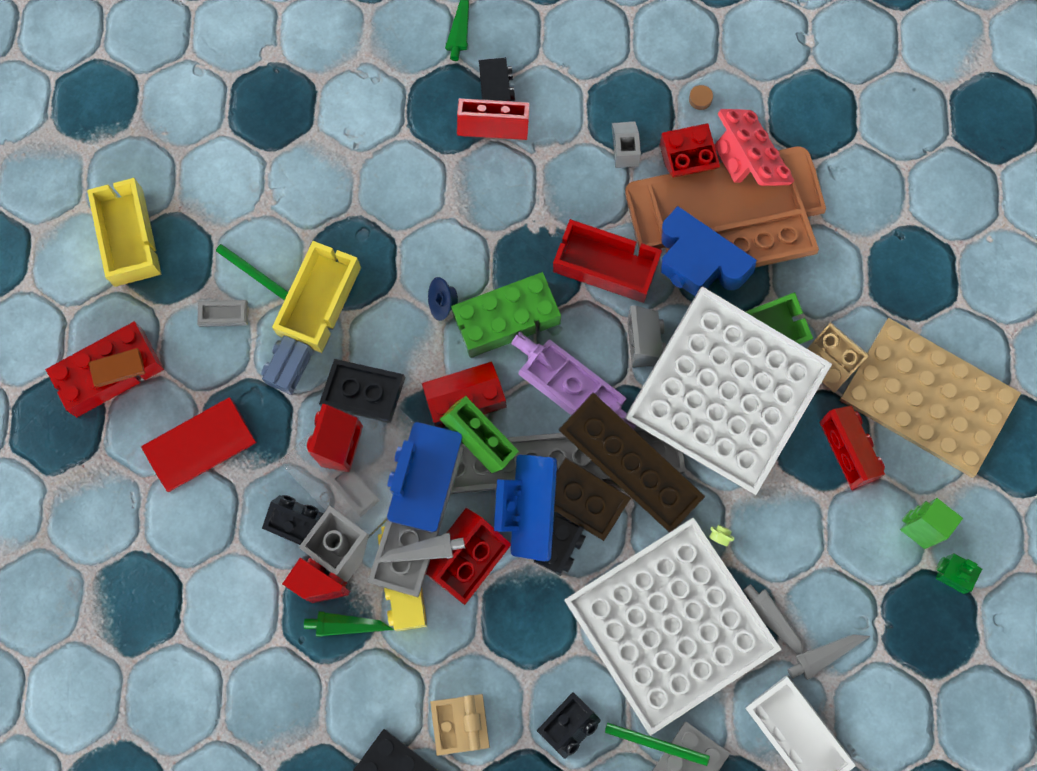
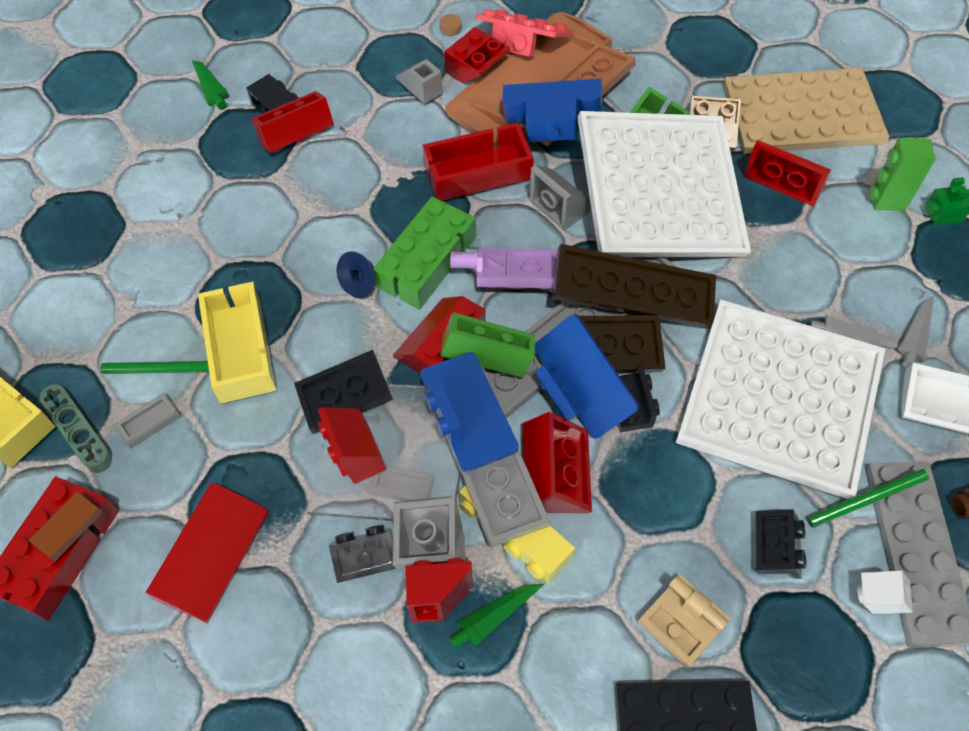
camera: 40 degrees left, 15 degrees down
(177, 284) = (74, 428): none -> sand green beam
(287, 364) = (249, 419): sand blue brick -> none
(432, 548) = (528, 466): light grey bar -> none
(721, 535) = (754, 298): yellowish green plate -> none

